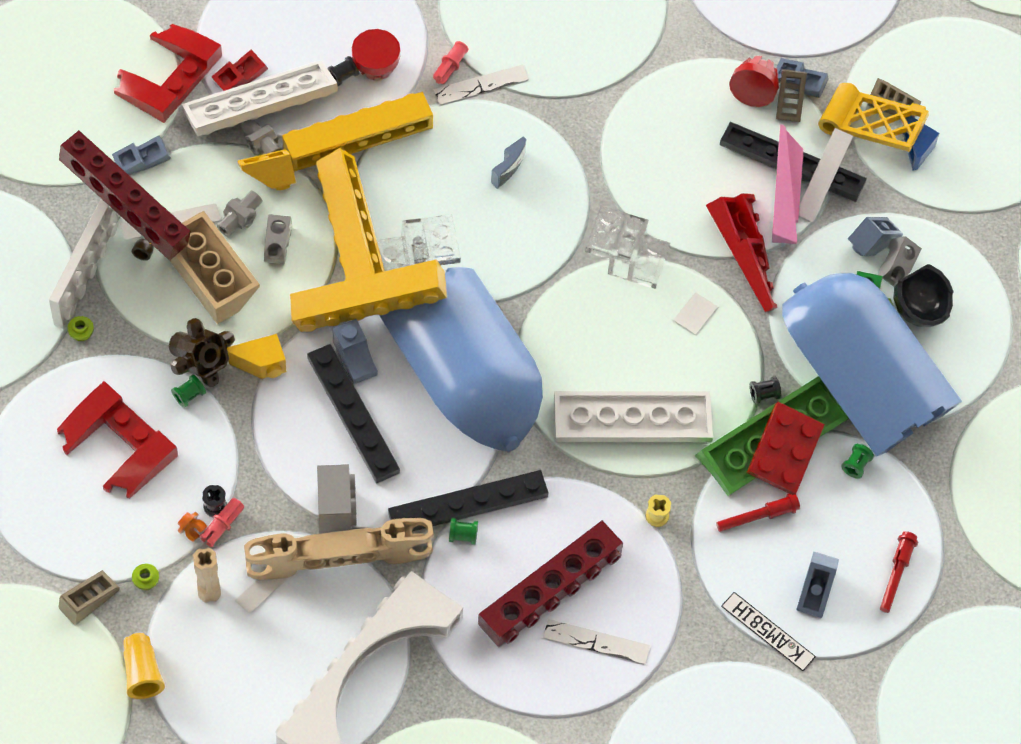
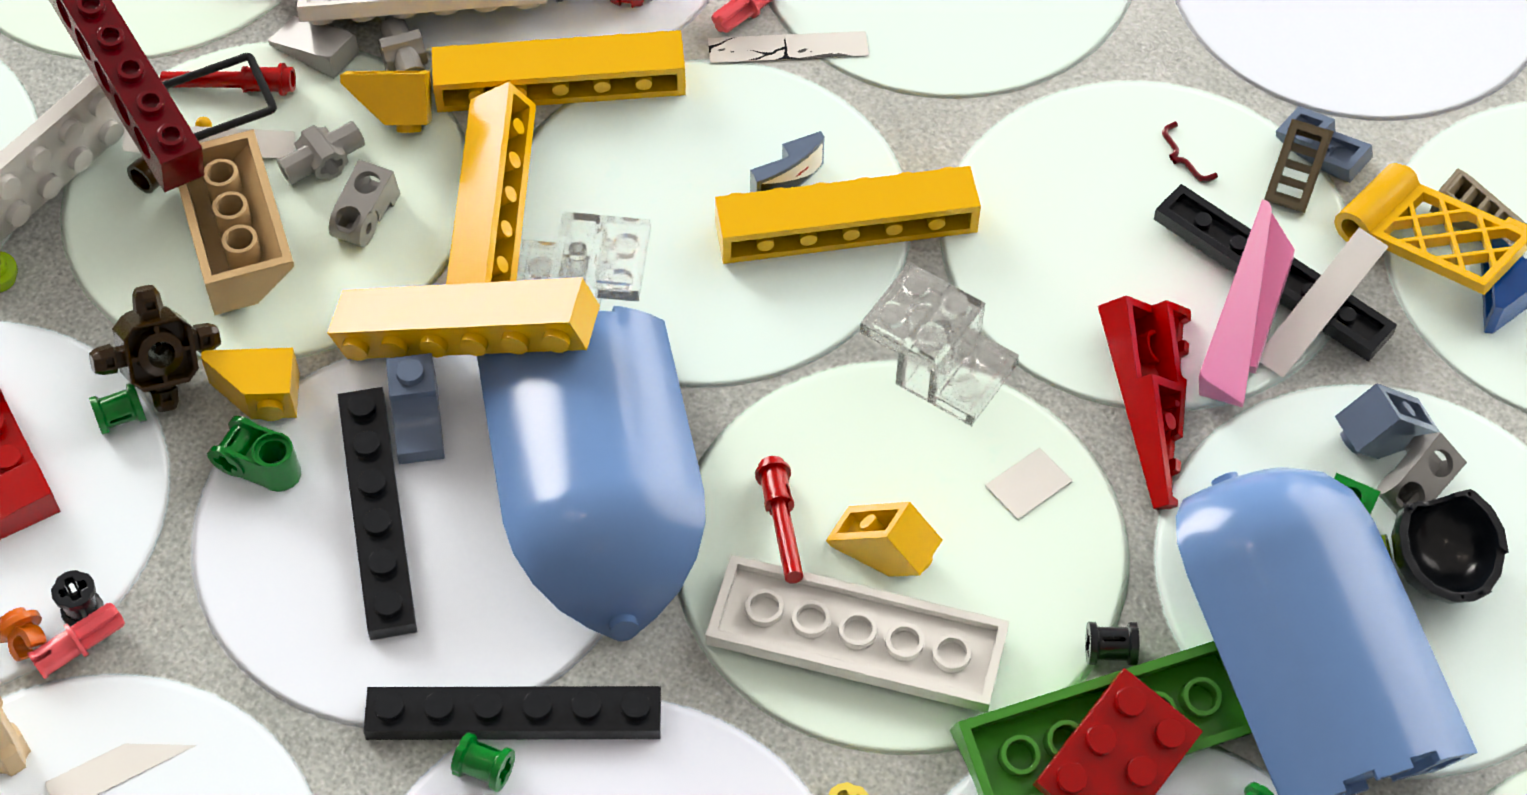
camera: 20 degrees right, 5 degrees down
(142, 157) = (203, 41): sand blue slope -> none
(178, 177) = (279, 79): none -> red pin
(187, 176) = (217, 67): none -> black piece
(210, 147) = (318, 46): none -> light grey slope
(274, 398) = (251, 452): none -> green piece
(288, 554) = (156, 728): tan piece -> none
(336, 498) = (272, 649): light grey brick -> none
(551, 182) = (847, 214): none -> yellow brick
(561, 343) = (774, 478): none -> red pin
(632, 362) = (886, 538): none -> yellow slope
(724, 105) = (1175, 159): none -> dark red piece
(755, 82) = (1241, 130): red piece -> none

